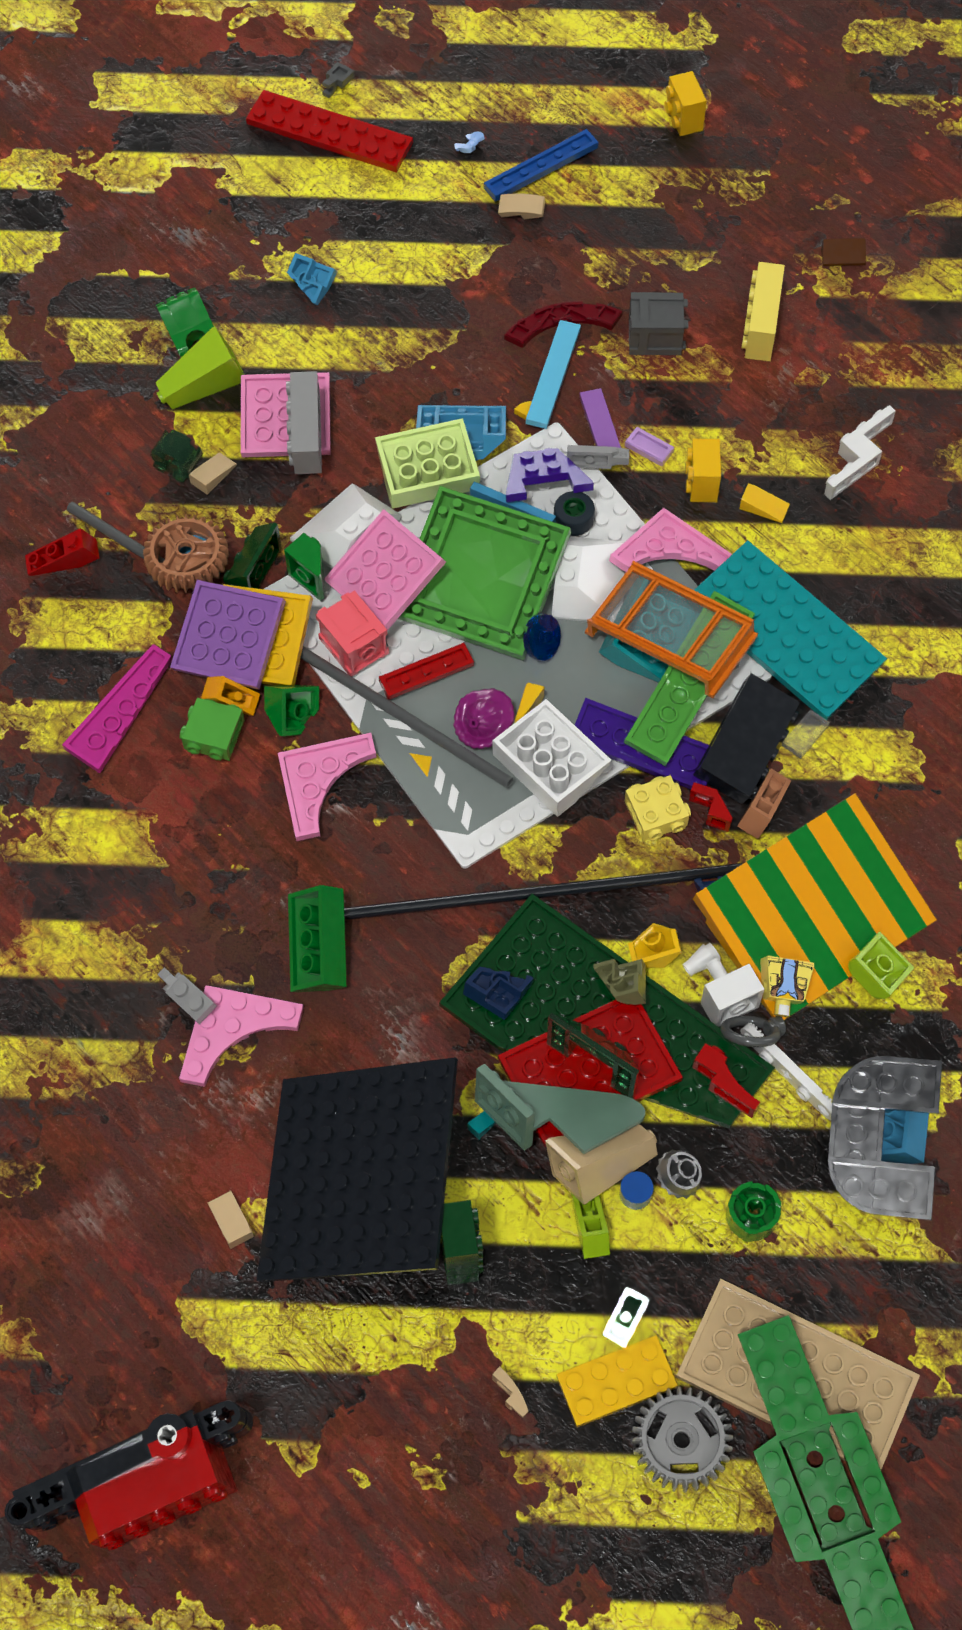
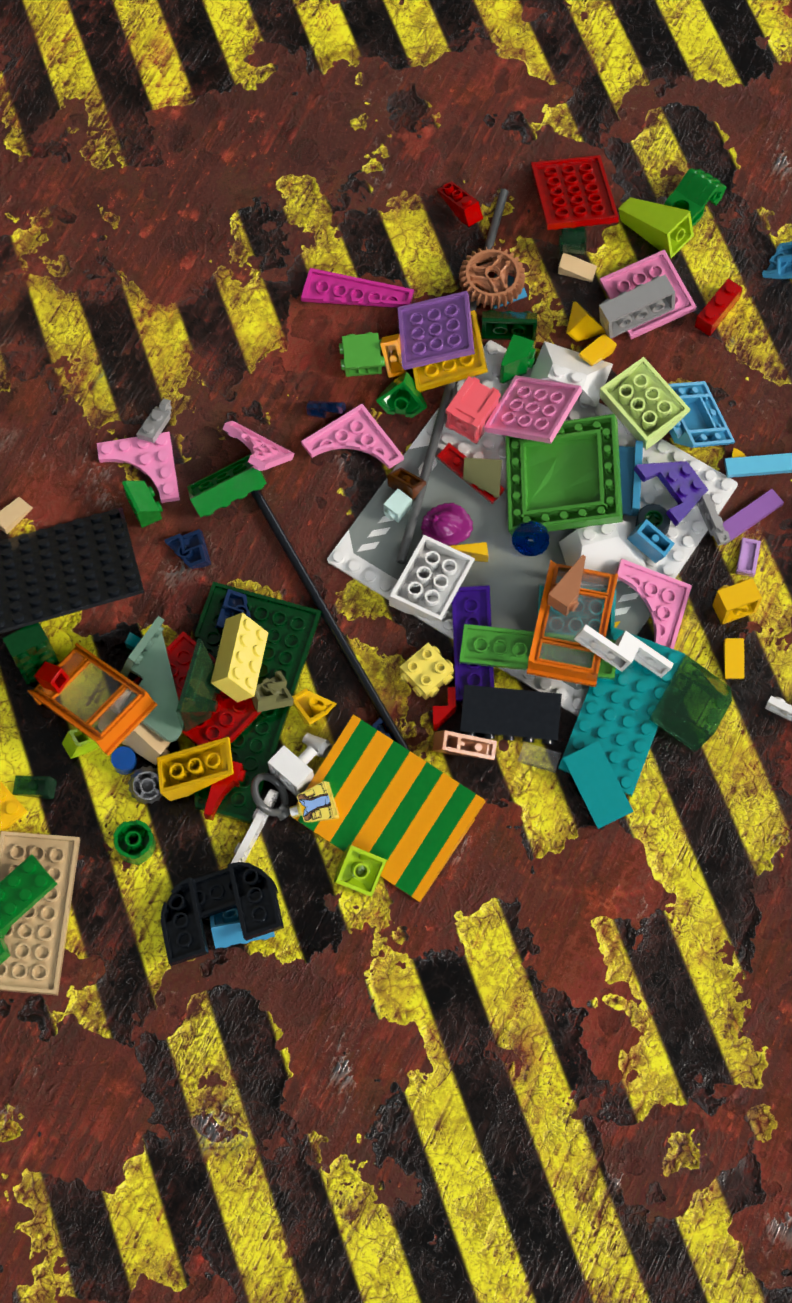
camera: 70 degrees right, 5 degrees up
(122, 430) = (574, 192): none -> red plate
(262, 798) = (320, 408): none -> dark blue slope
(289, 490) = (582, 324): none -> yellow slope
(293, 1049) = (142, 502): none -> green slope
(301, 872) = (264, 452): none -> bright pink plate
(332, 487) = (598, 350): none -> yellow slope
(337, 355) = (718, 307): none -> red brick
(379, 1016) = (190, 549): none -> dark blue slope
(408, 741) = (406, 482): none -> reddish brown slope
(433, 761) = (397, 505): none -> light aqua brick
(440, 653) = (483, 474): none -> olive slope
(502, 1230) = (52, 677): none -> red brick
(552, 1187) = (97, 700): none -> piece
(571, 993) = (239, 657): none -> light yellow brick
(600, 520) = (650, 541): none -> dark azure brick
(637, 608) = (566, 593): none -> nougat slope
(691, 1097) = (194, 768): none -> yellow slope
(735, 586) = (623, 651): none -> white bracket
(809, 557) = (692, 704): none -> clear green slope
(866, 683) = (598, 784): none -> teal tile

